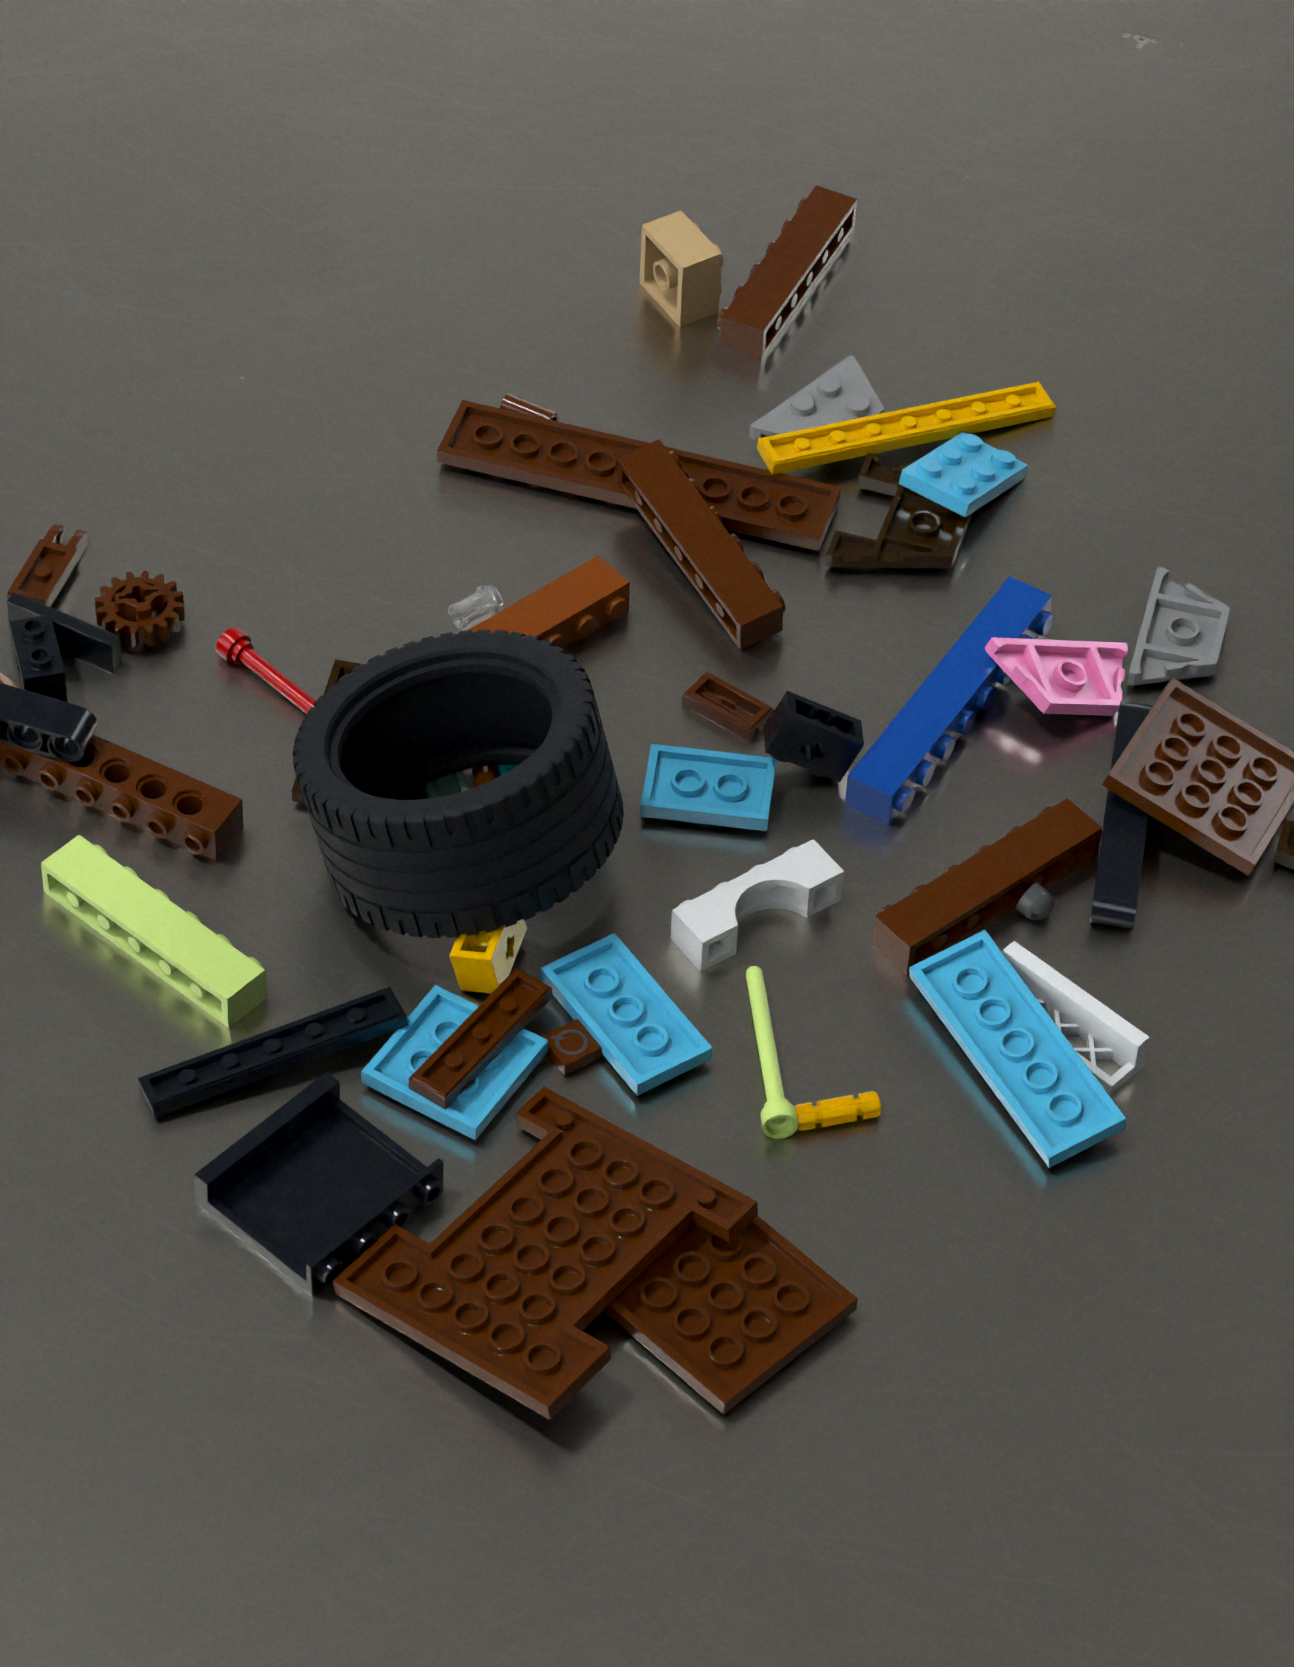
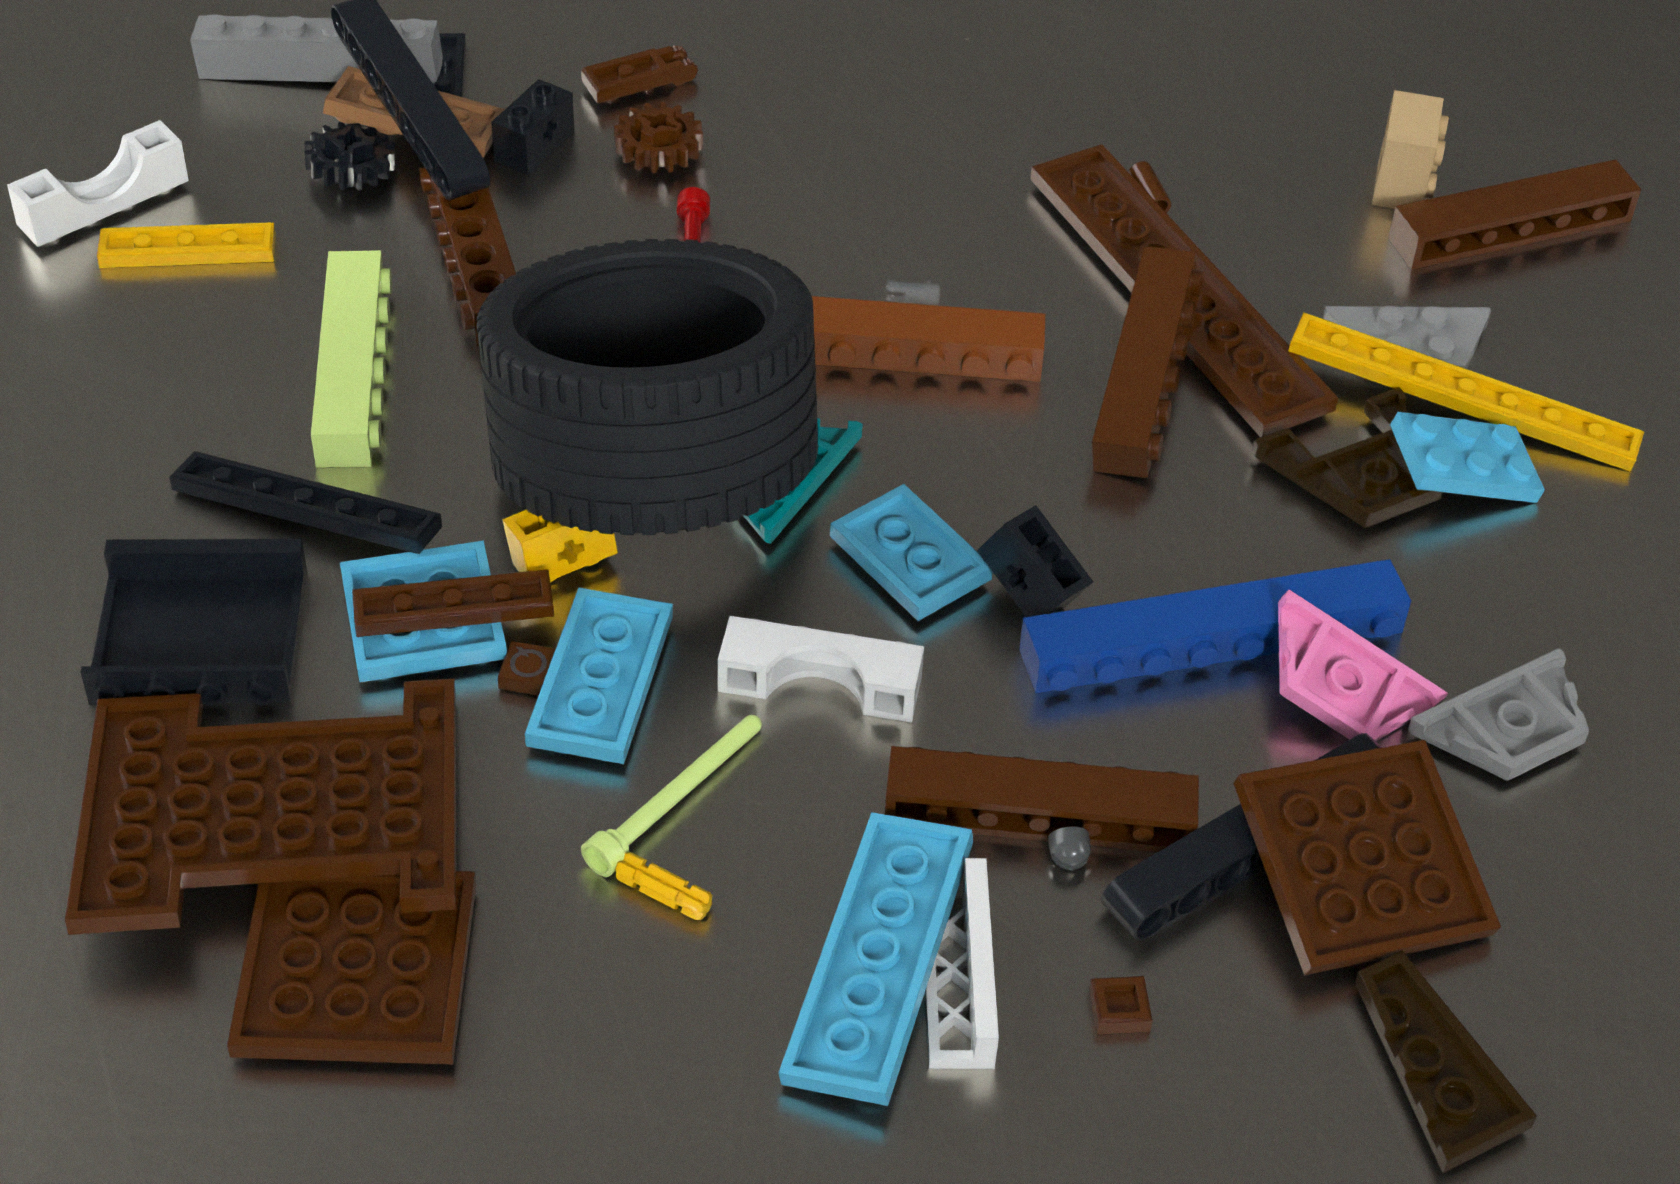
camera: 45 degrees right, 0 degrees up
(72, 634) = (585, 121): black tile -> none
(723, 710) = (998, 494): reddish brown tile -> none
(1169, 973) = (1120, 1005): none -> reddish brown tile

